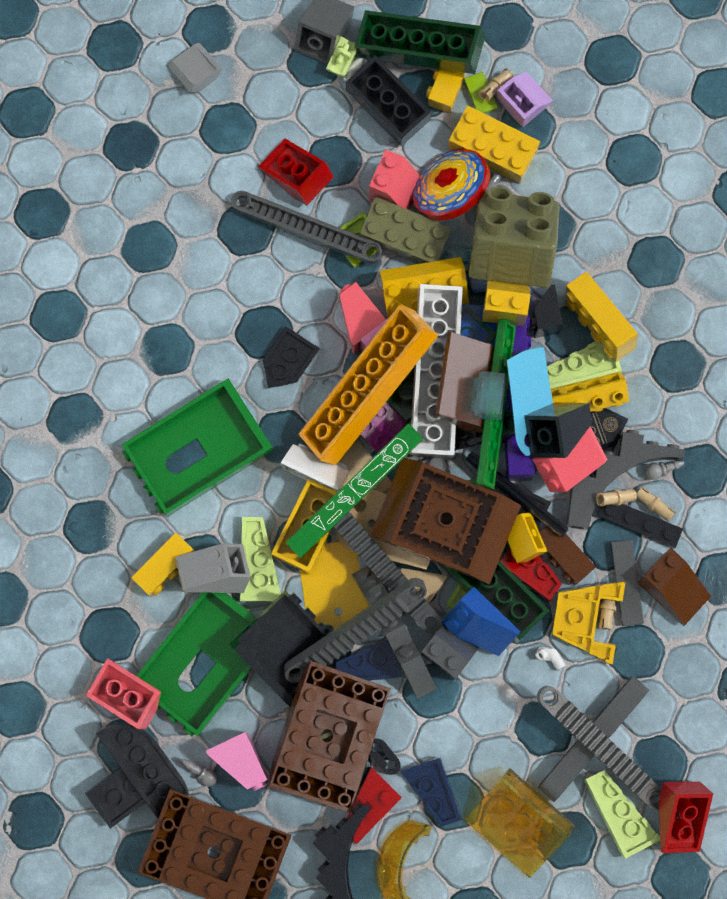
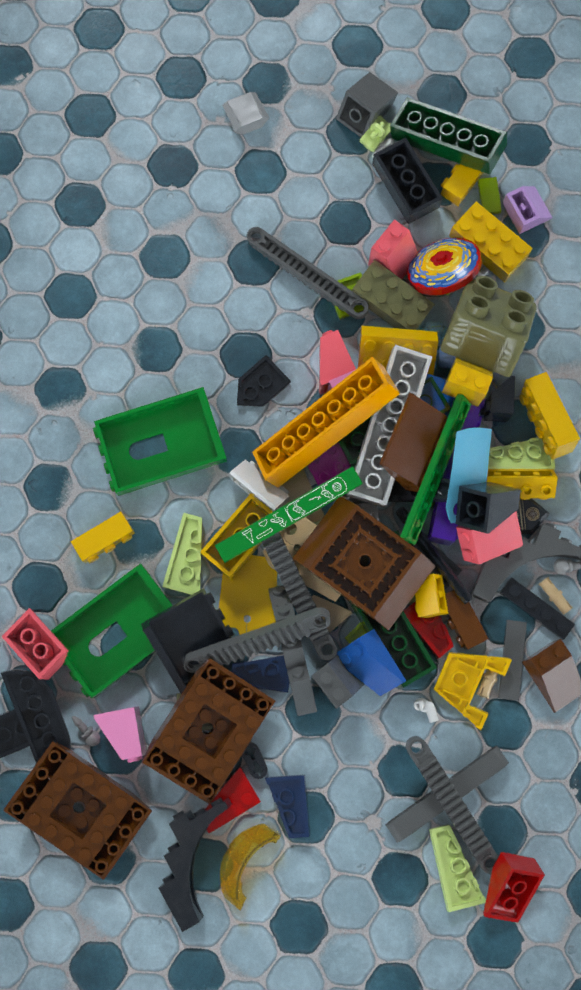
camera: 10 degrees right, 0 degrees up
(214, 569) = (145, 553): light grey slope -> none
(297, 171) = (311, 222): red slope -> none
(489, 395) = (432, 460): clear light blue brick -> none
(494, 84) = (505, 188): tan pin -> none
(520, 823) = (361, 853): clear yellow slope -> none
(616, 497) = (522, 580): tan pin -> none

